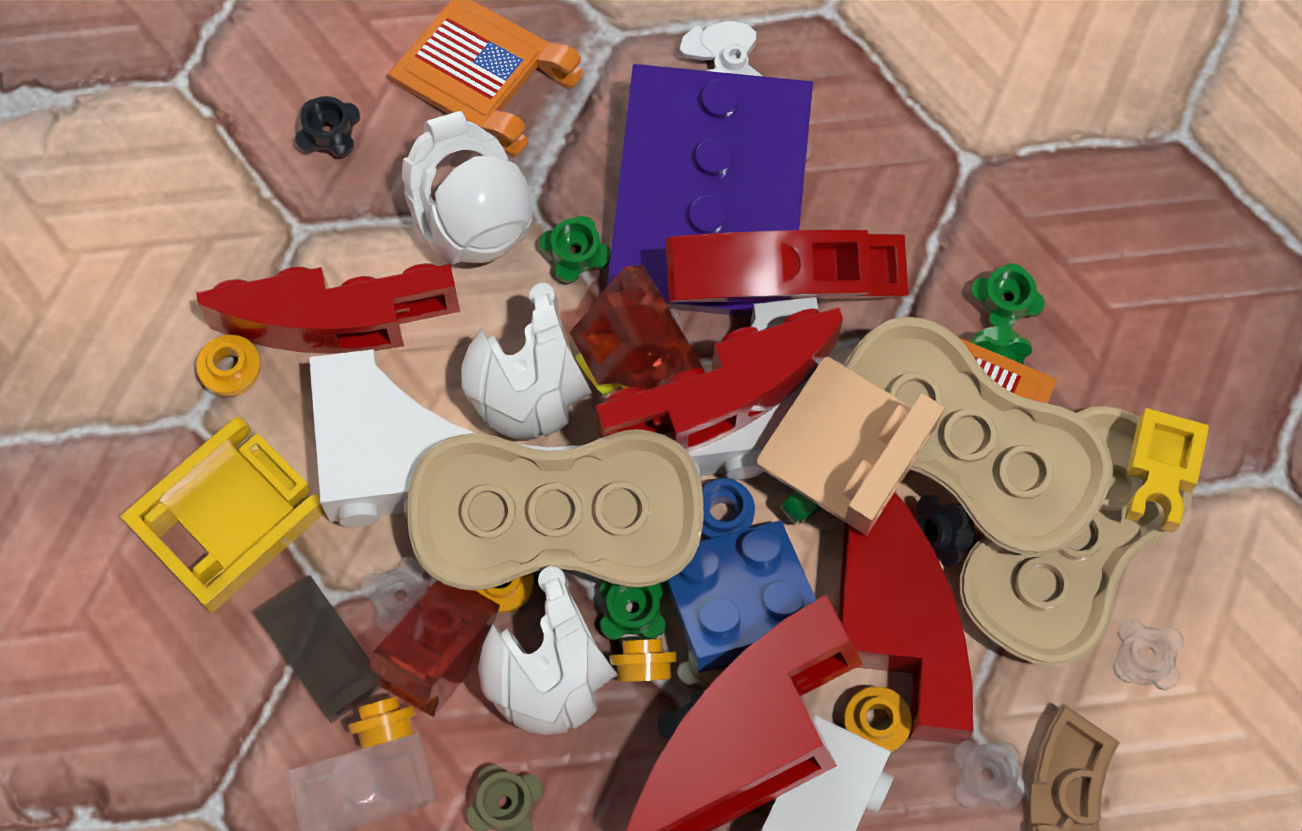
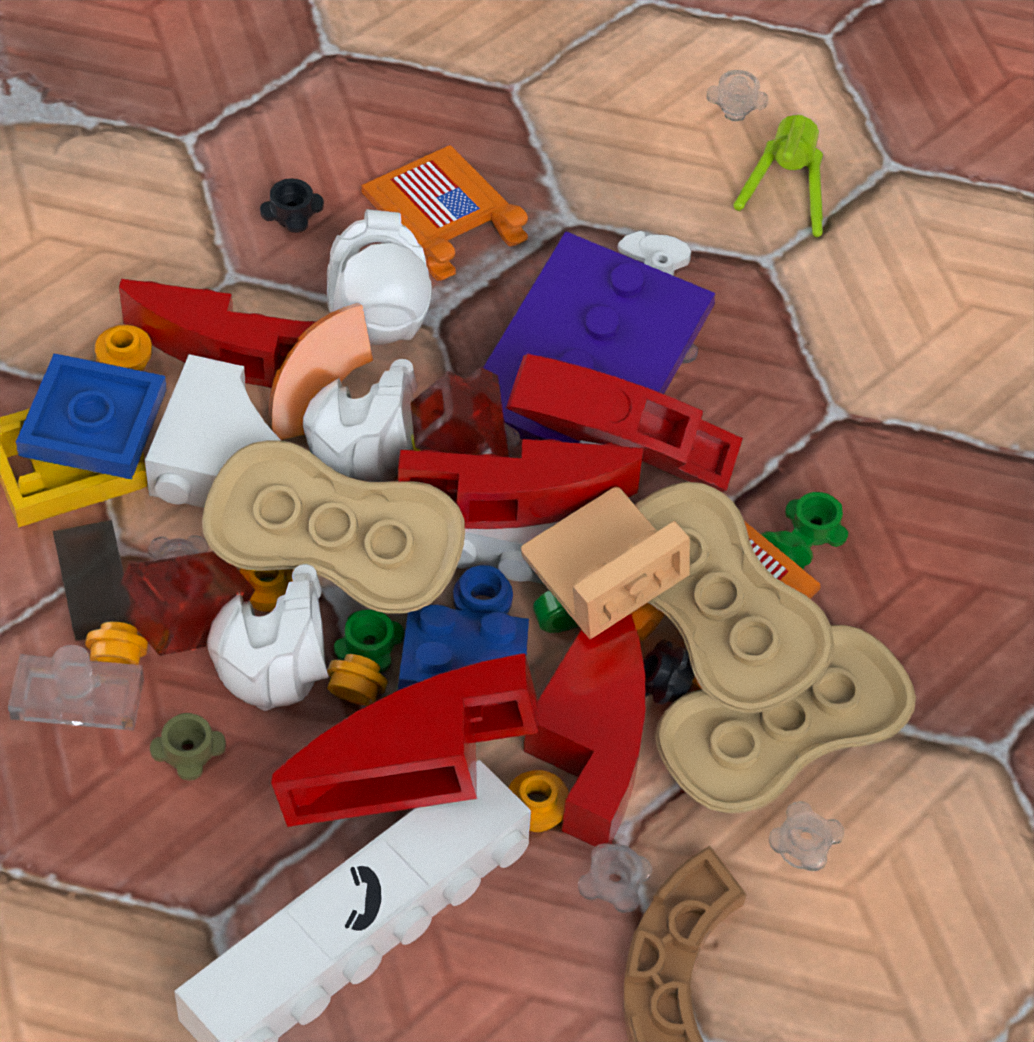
camera: 20 degrees right, 15 degrees down
(239, 469) = (91, 416): none -> blue plate
(448, 321) = (322, 355): none -> tile
(571, 232) = (453, 348): green plate -> none
(1168, 459) = (885, 677): yellow plate -> none

